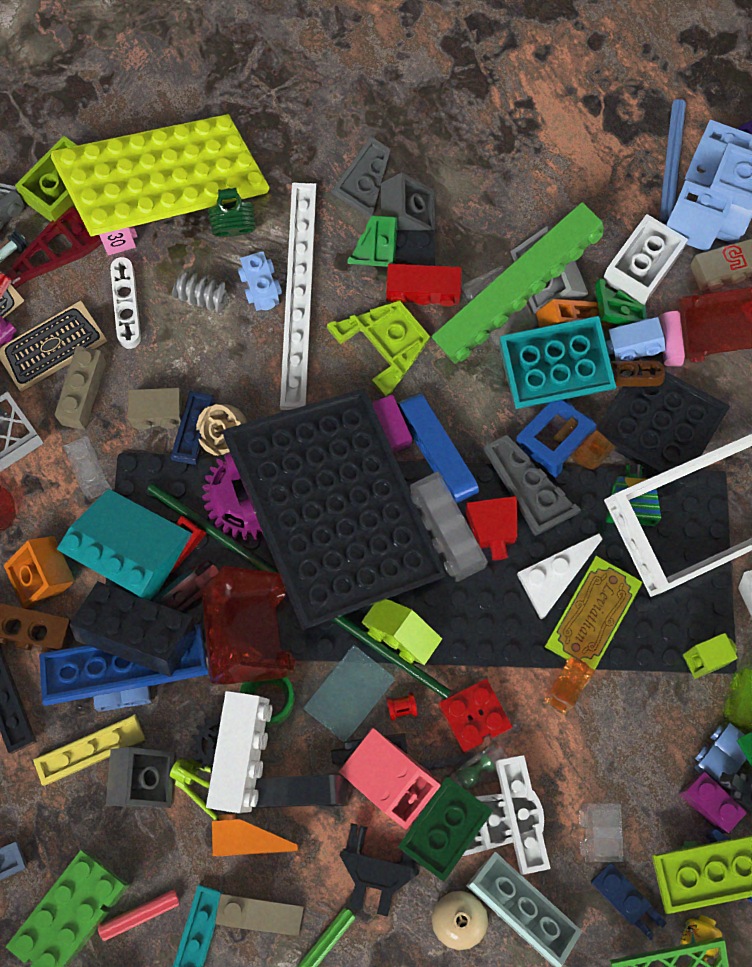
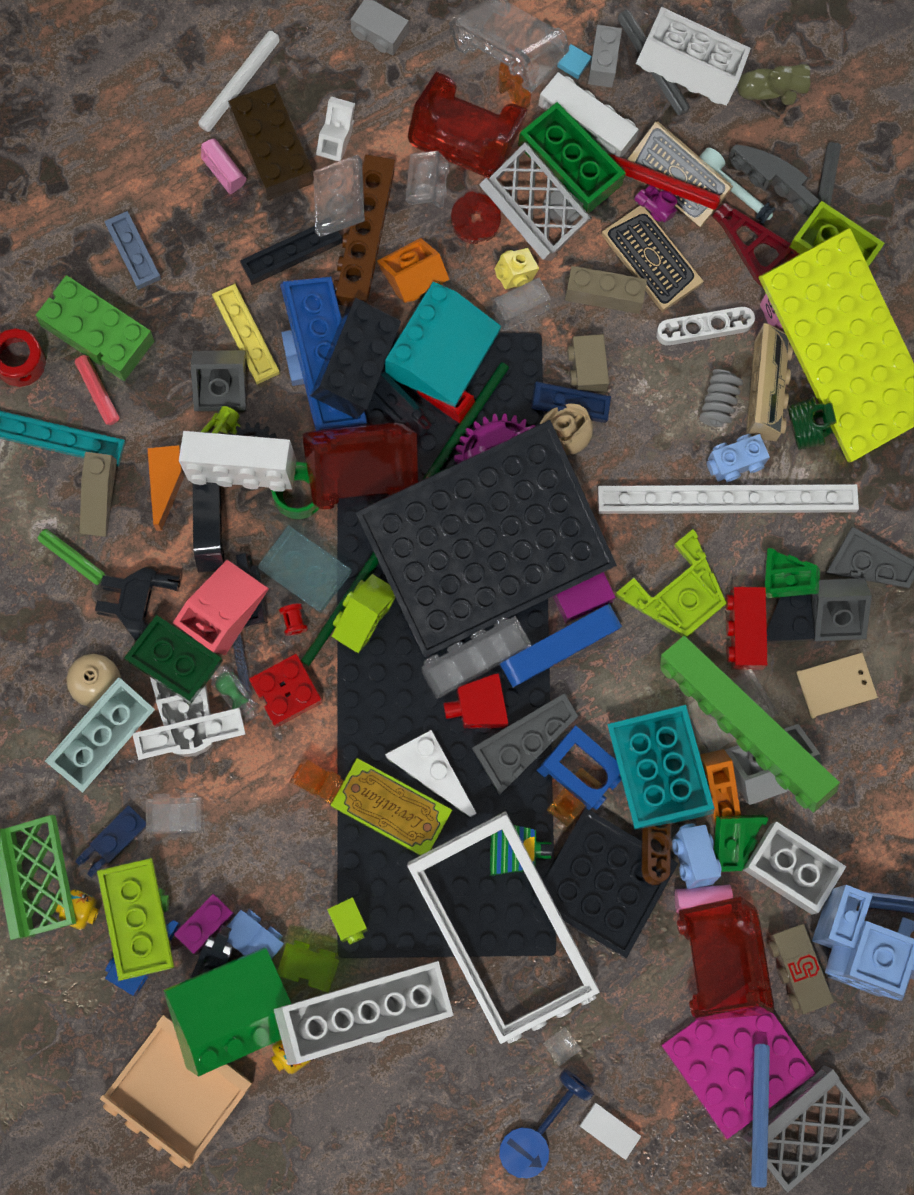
camera: 80 degrees right, 5 degrees up
(49, 470) = (516, 268): none -> light yellow brick
(190, 250) = (768, 384): none -> tan slope
(476, 216) = (836, 685): none -> tan container

